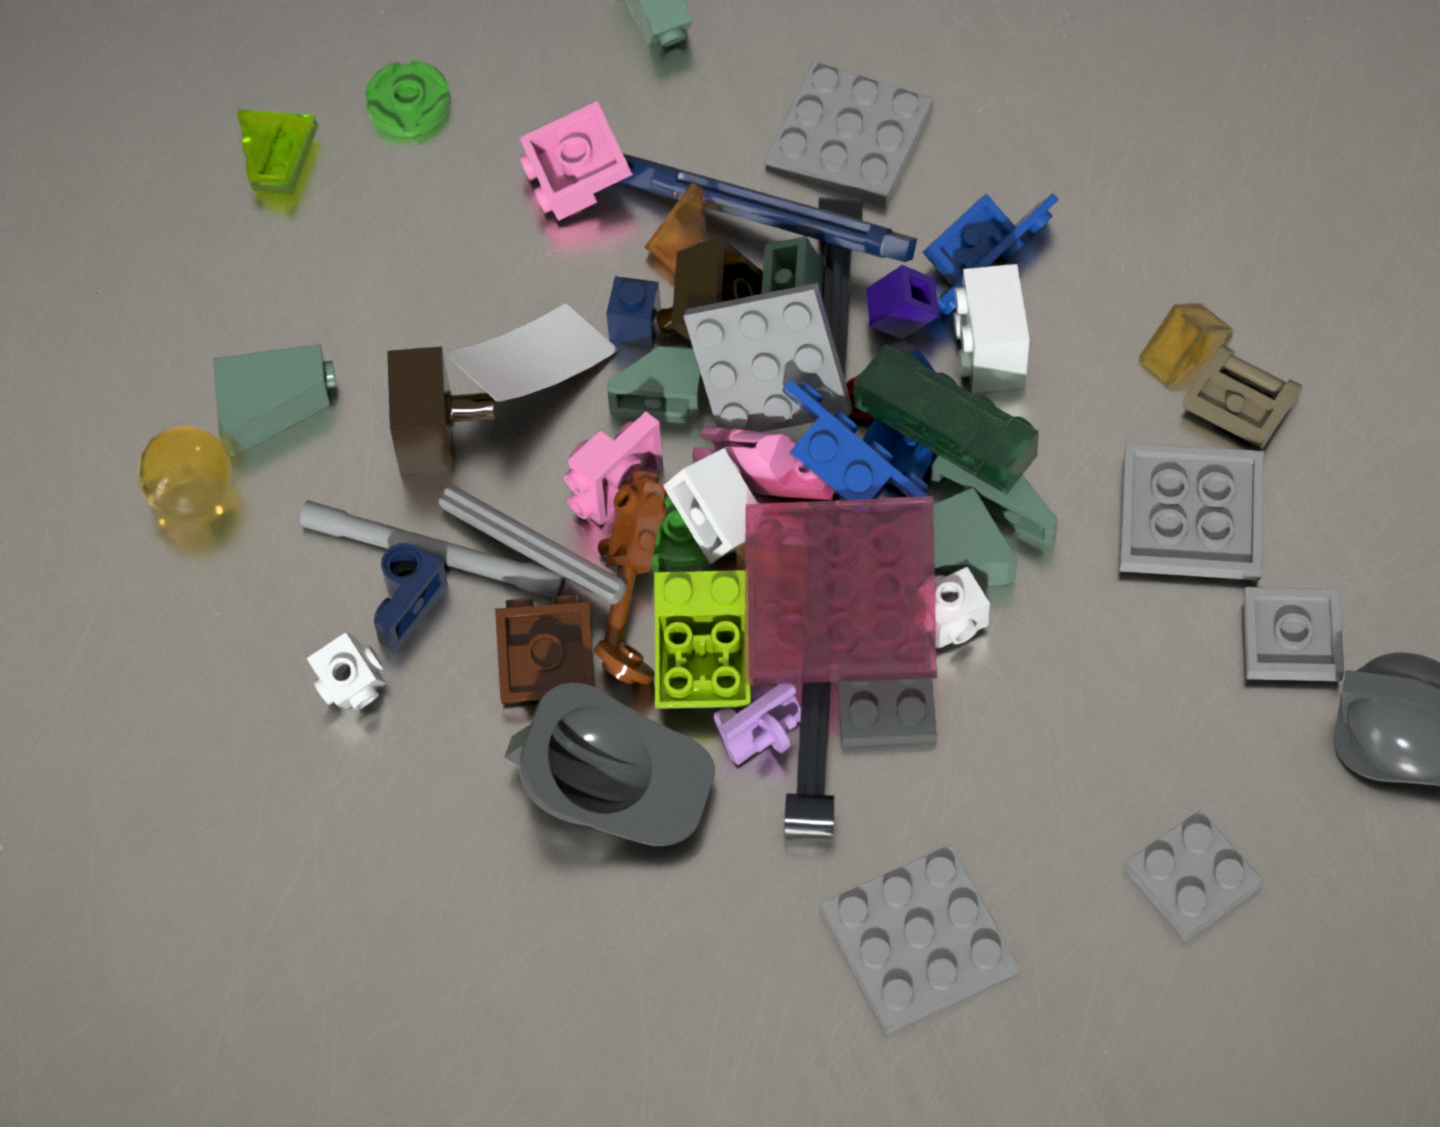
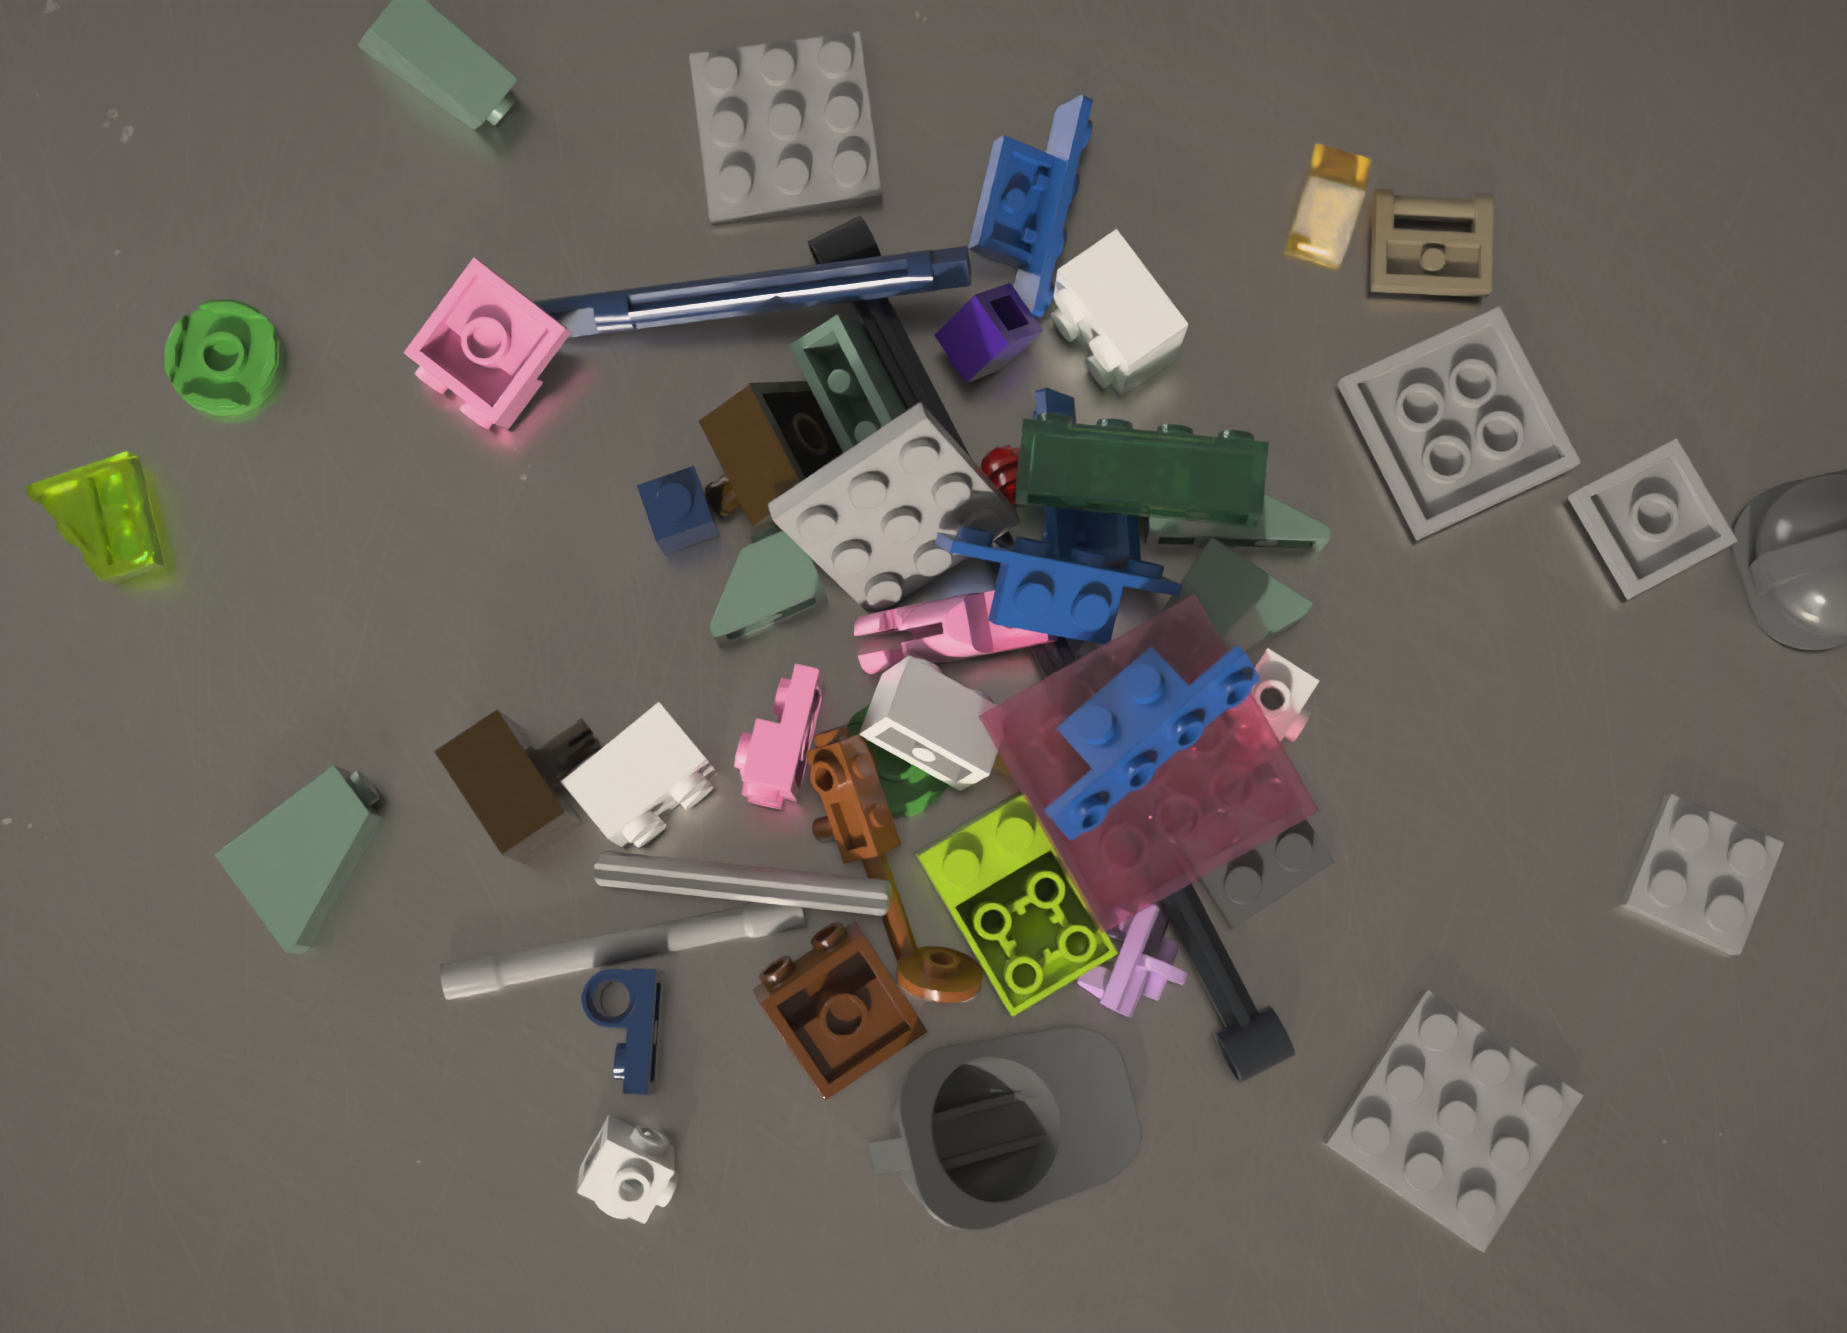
camera: 30 degrees left, 20 degrees up
(184, 472) = (273, 1022): clear yellow piece -> none
(507, 445) = (641, 779): none -> white brick
(534, 355) = (594, 638): white sticker -> none
(681, 228) = (671, 373): clear orange tile -> none
(845, 556) = (1138, 726): none -> blue bracket

